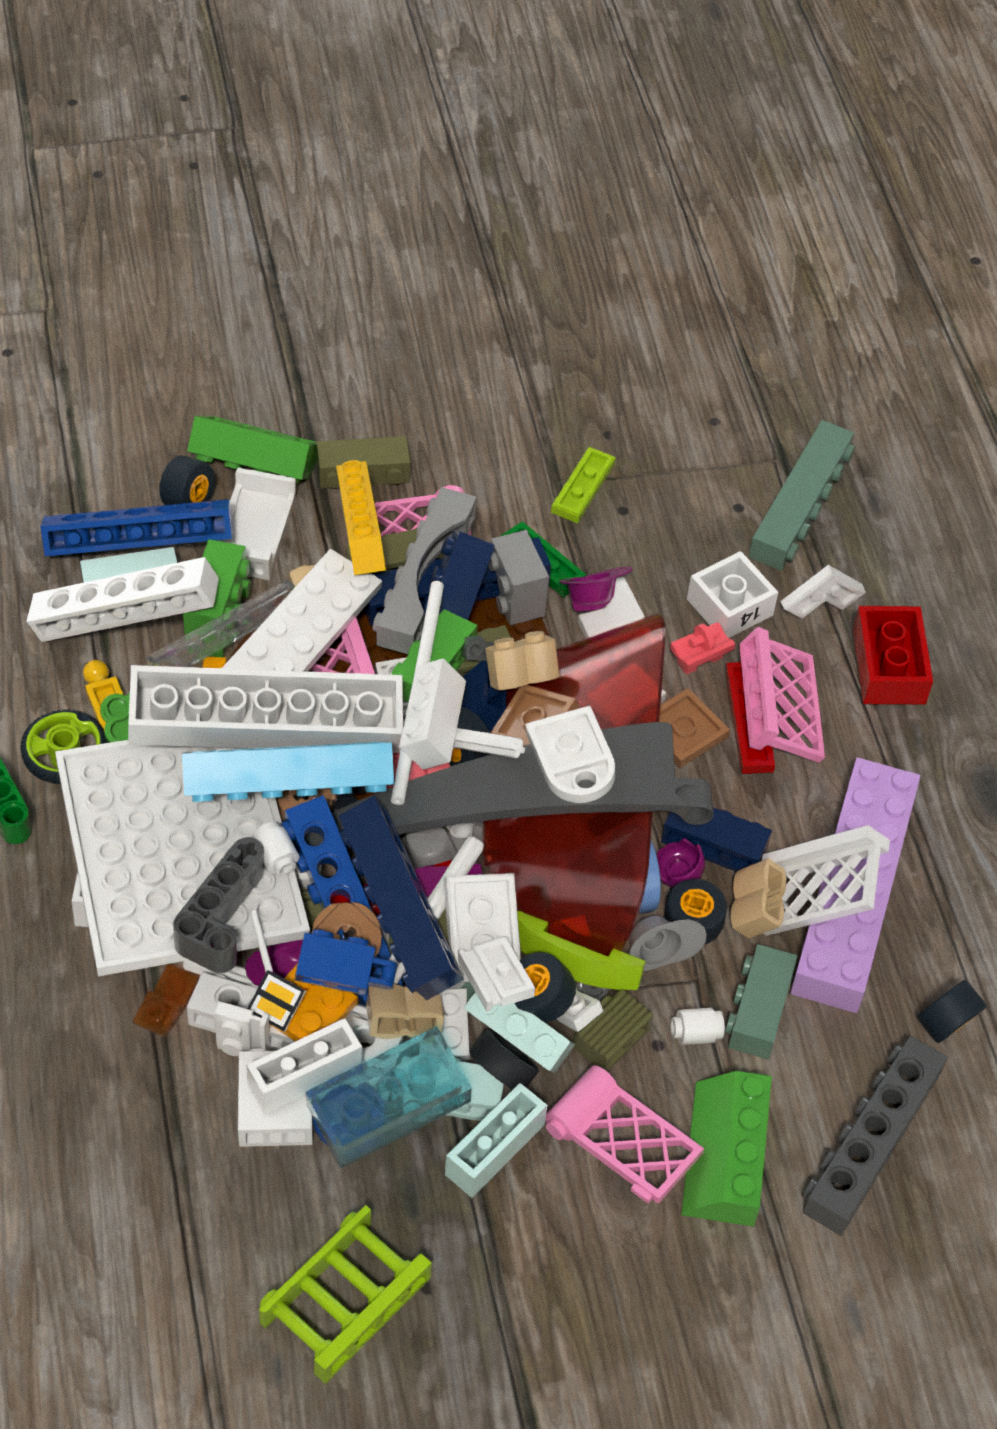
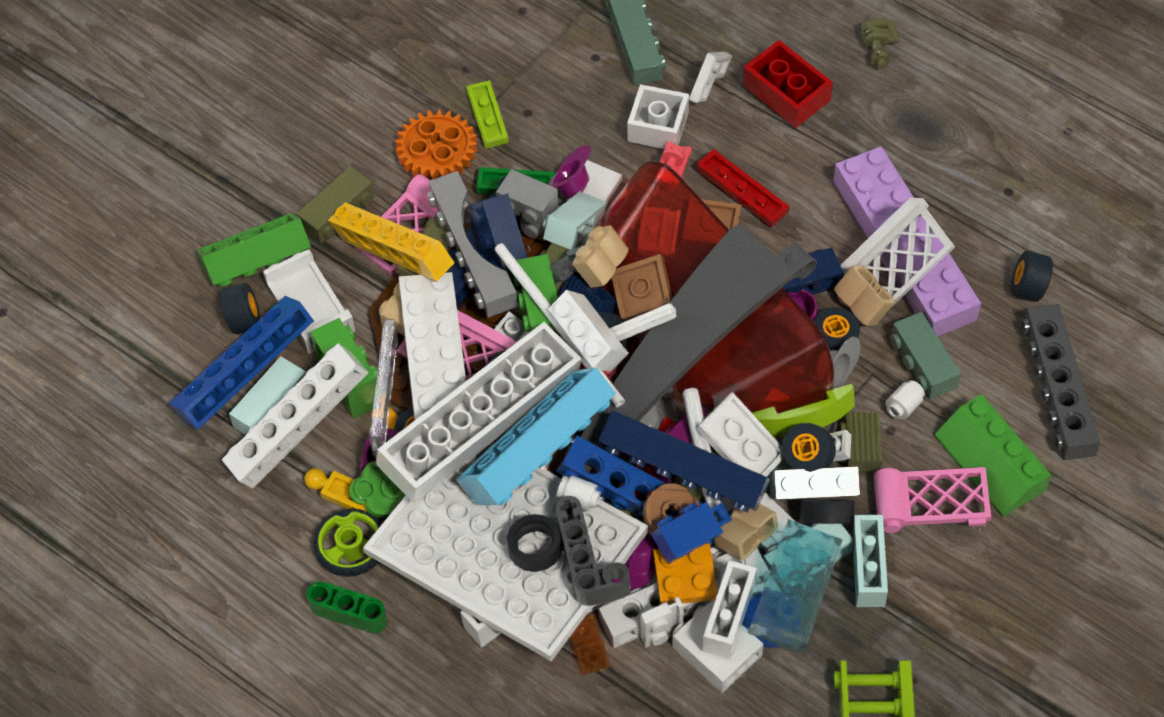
camera: 35 degrees left, 5 degrees up
(187, 840) = (530, 524): none -> black tyre
(275, 994) = (666, 582): piece -> none
(496, 973) = (782, 460): white plate -> none
(506, 476) = (436, 139): none -> orange gear
(557, 619) = (573, 220): none -> light aqua brick
(573, 750) = (704, 287): white tile -> none
(762, 695) = (748, 171): bright pink fence -> none

